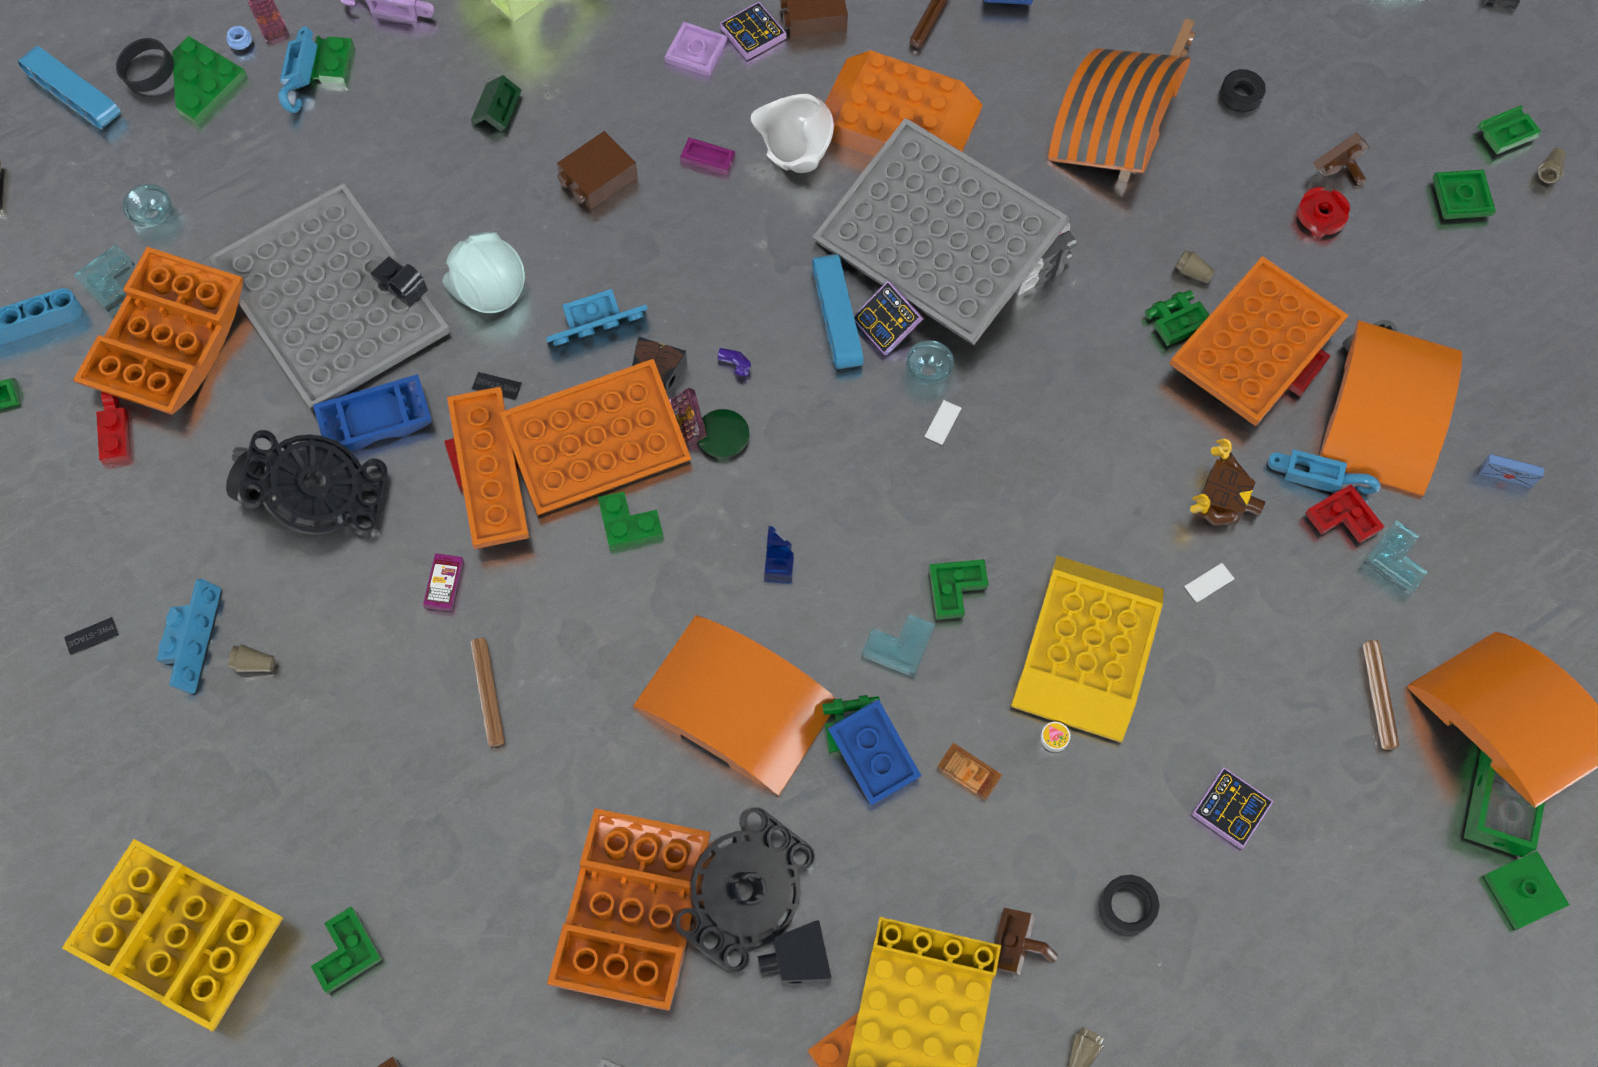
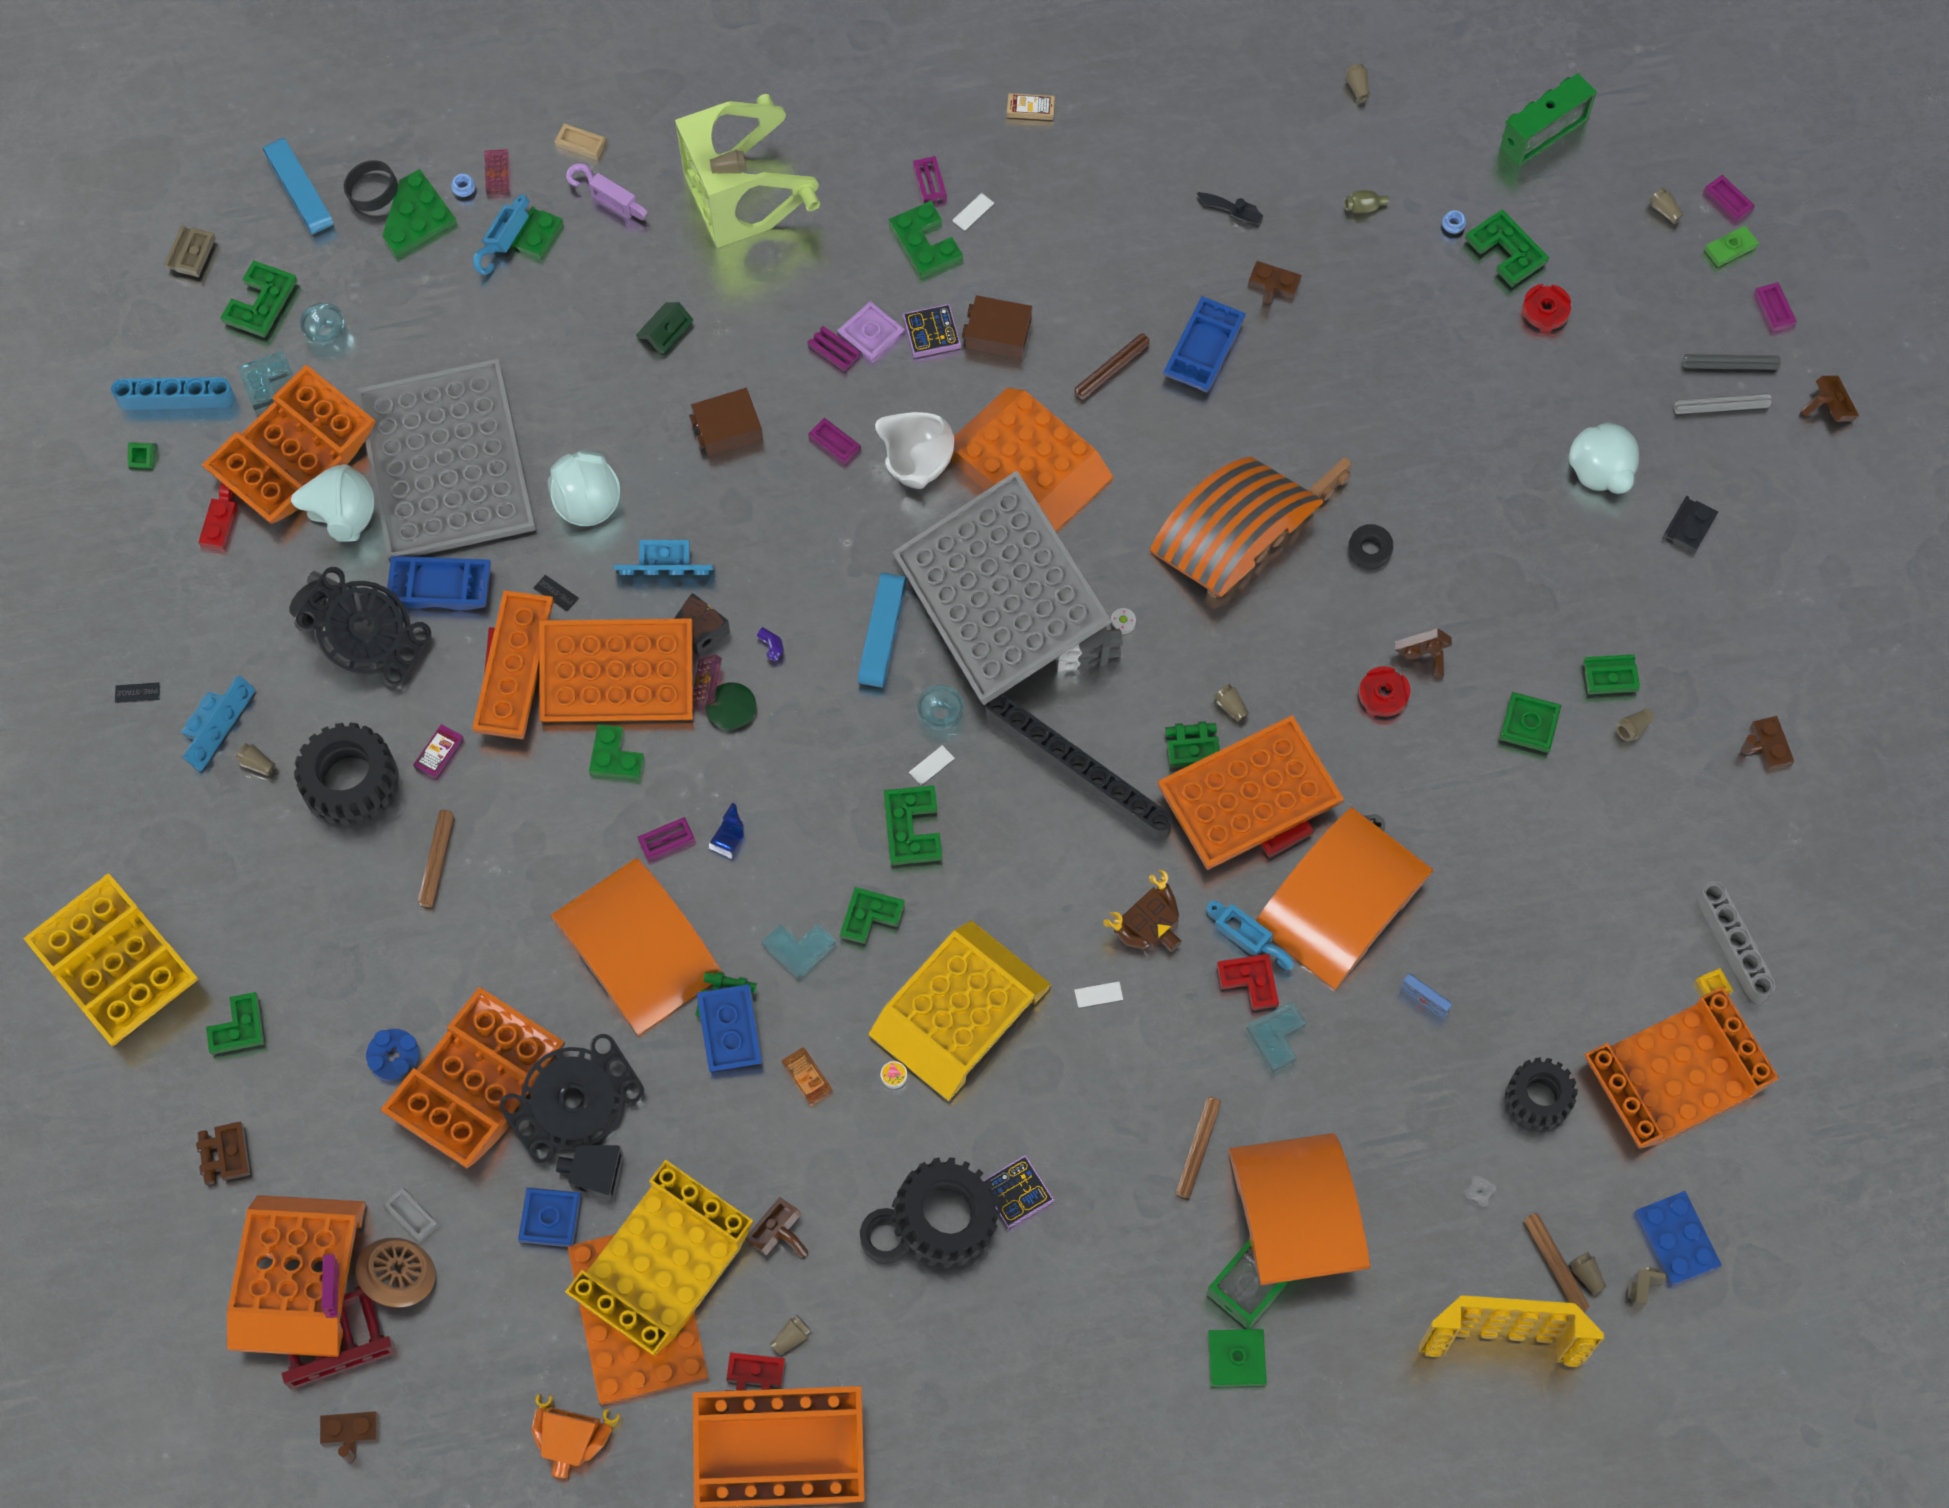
camera: 25 degrees right, 0 degrees up
(84, 190) = (275, 290): none -> green plate
(235, 366) = (339, 499): none -> light aqua piece
(341, 608) = (332, 747): none -> black tyre
(401, 281) = (508, 469): black plate -> none
(543, 926) = (385, 1042): none -> blue plate
(669, 71) = (819, 337): none -> magenta tile
(701, 602) = (666, 839): none -> magenta tile
(775, 1026) = (549, 1217): none -> blue plate
(887, 318) = (922, 652): black tile -> none
(955, 507) = (903, 844): none -> green plate
(1097, 369) = (1084, 776): none -> black beam
(1159, 878) = (926, 1239): none -> black tyre

